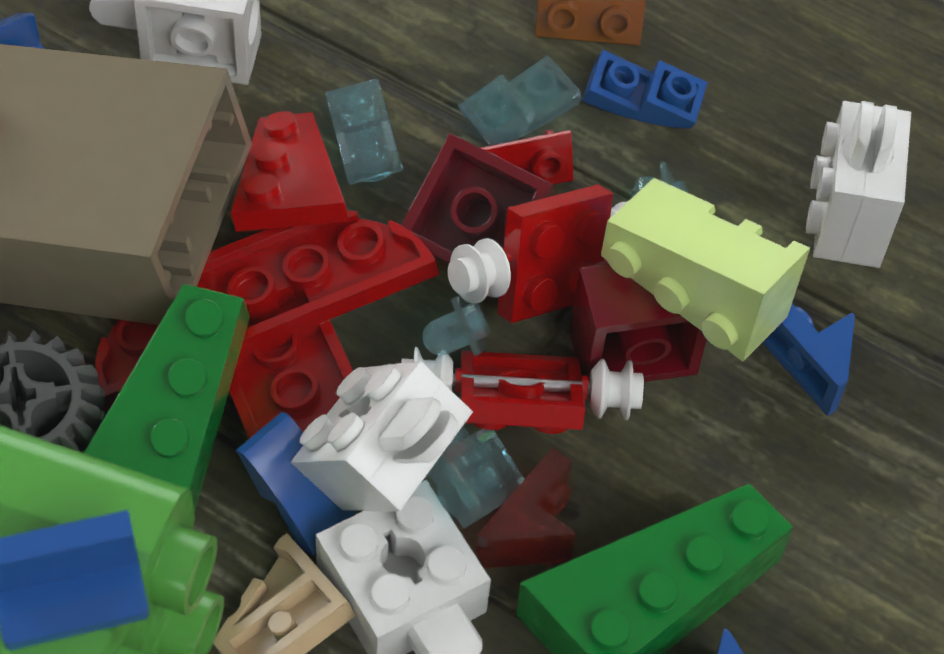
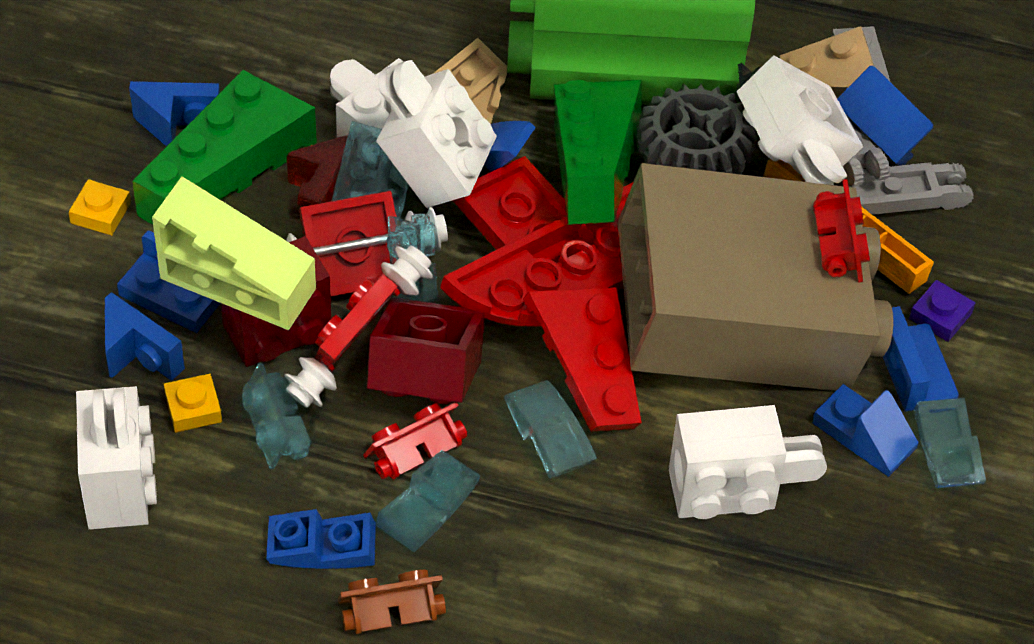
camera: 165 degrees right, 5 degrees down
(752, 427) = (146, 289): none -> blue bracket
(830, 571) = (99, 207): none -> yellow plate

